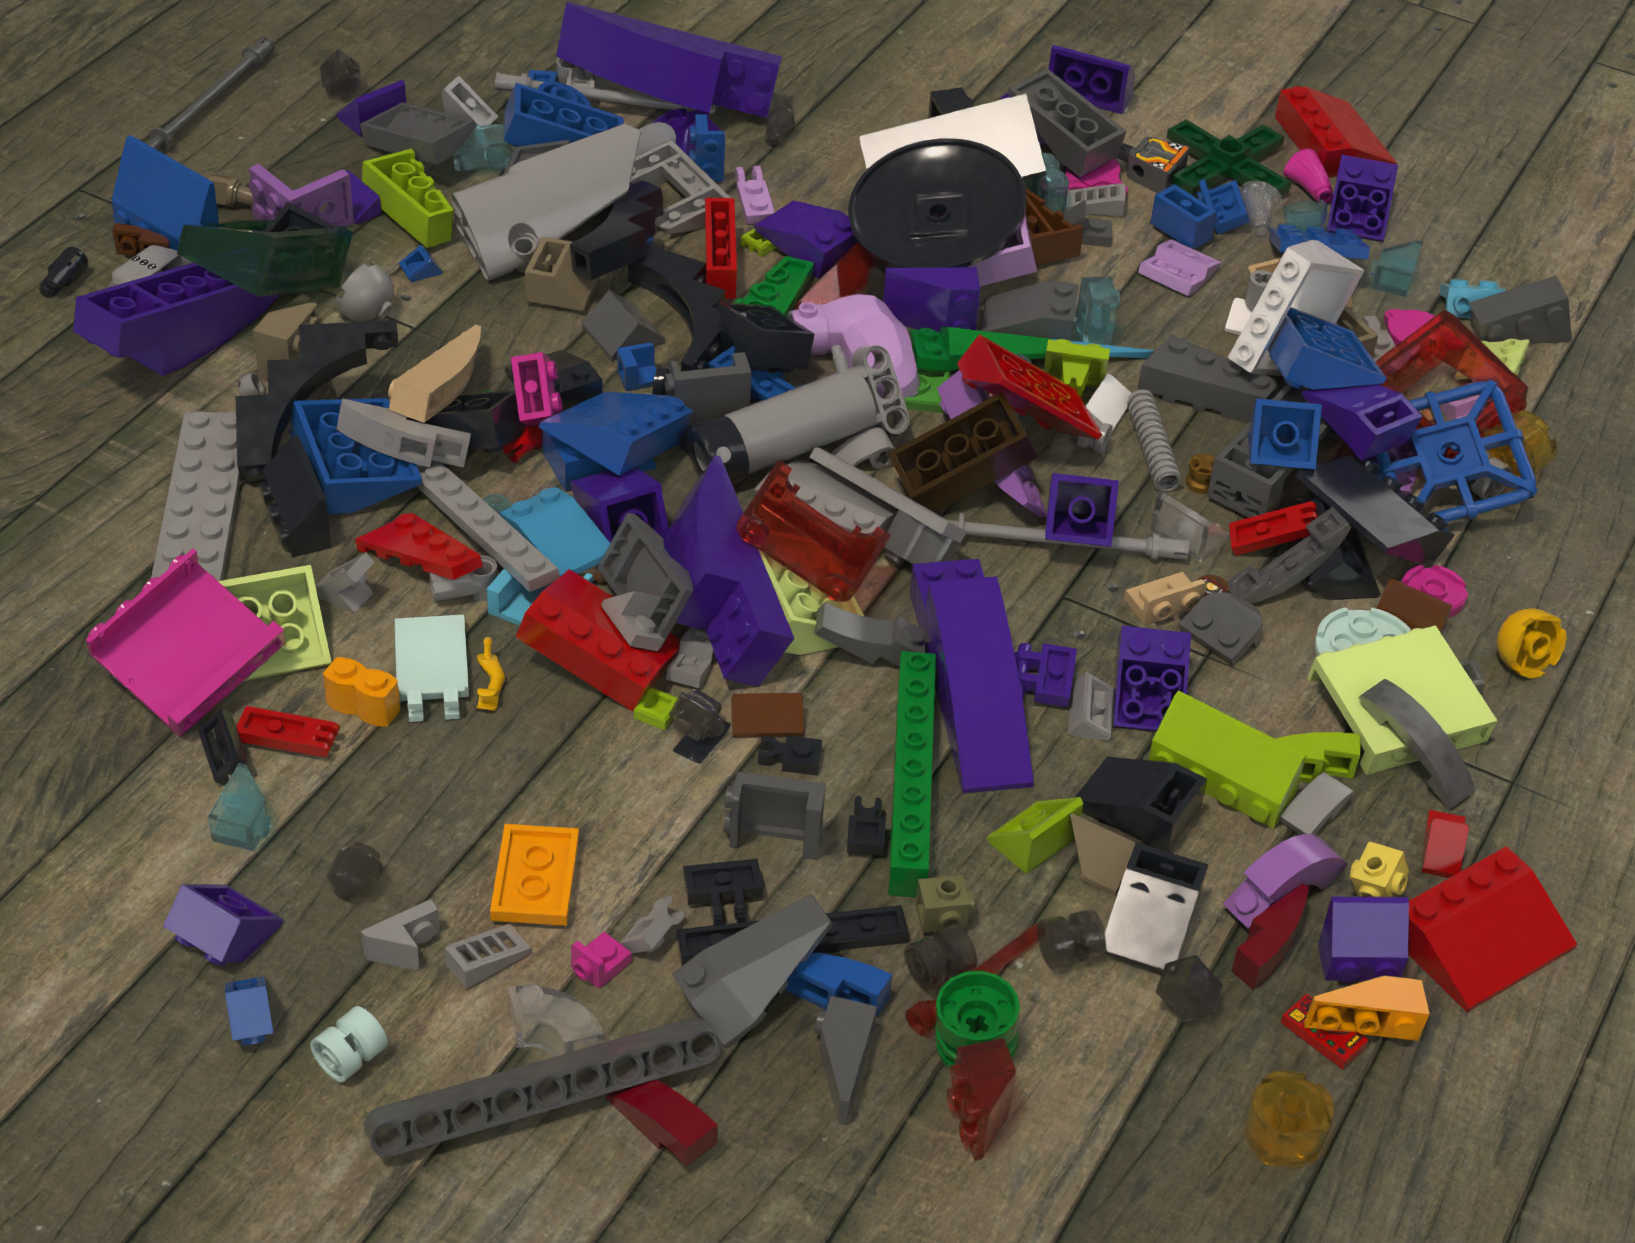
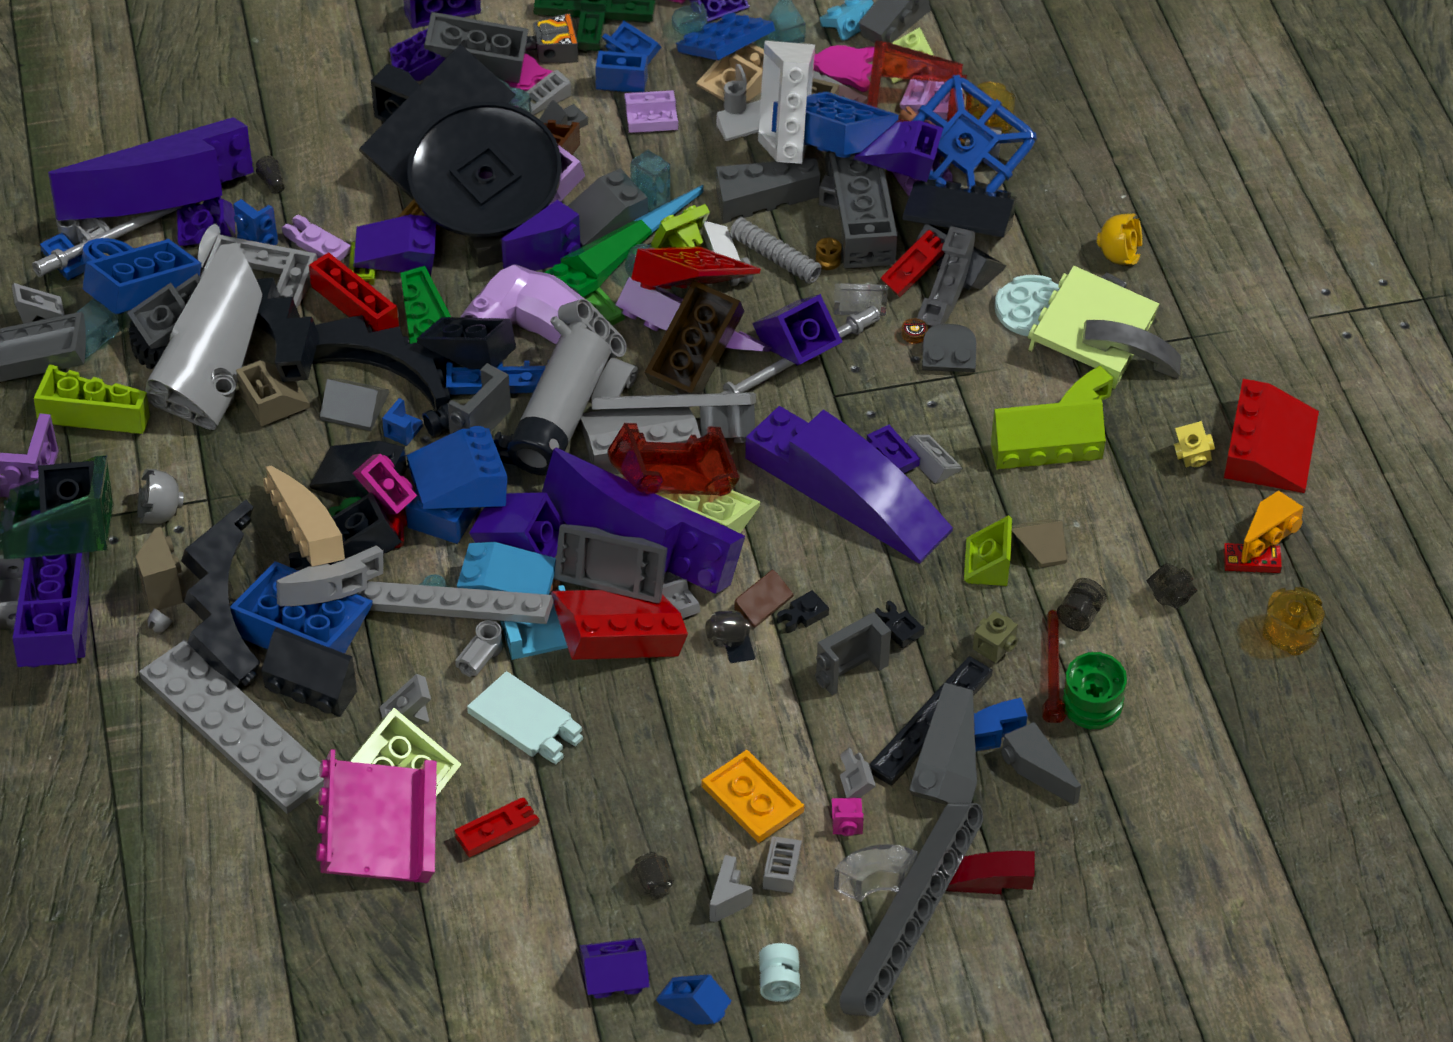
camera: 40 degrees left, 5 degrees up
(226, 741) = (494, 874): black tile -> none
(240, 812) = (537, 893): clear light blue slope -> none
(361, 691) = (513, 766): light orange brick -> none
(365, 201) = (25, 424): dark purple slope -> none
(420, 265) = (153, 450): blue slope -> none
(421, 544) = (429, 645): red wing -> none
(489, 662) = (558, 690): yellow piece -> none
(632, 617) = (631, 595): light grey slope -> none
(655, 709) = (695, 644): lime tile -> none
(723, 882) = (861, 718): black hinge -> none
(843, 279) = (456, 271): clear red brick -> none
(868, 636) = (772, 502): dark grey slope -> none
(912, 774) = (888, 570): green brick -> none
(937, 958) = (1028, 668): clear smoke wheel -> none
(981, 1093) = (1141, 727): clear red slope -> none
(1144, 798) = (1026, 490): black slope -> none
(1148, 675) = (948, 414): dark purple slope -> none
(1154, 907) = (1104, 551): slope -> none
(1164, 597) = (895, 354): tan bracket -> none
(1259, 203) = (651, 24): clear piece -> none
(1270, 938) = (1177, 524): dark red slope -> none
(1280, 871) = (1149, 487): medium lavender arch -> none
(1284, 434) = (877, 195): blue slope -> none
(1315, 804) = (1116, 427): light grey slope -> none
(1364, 938) = (1227, 489): dark purple slope -> none
(1414, 606) = (1038, 261): reddish brown slope -> none
(1439, 583) = (1032, 243): dark pink tile -> none
(1444, 844) = (1199, 400): red slope -> none

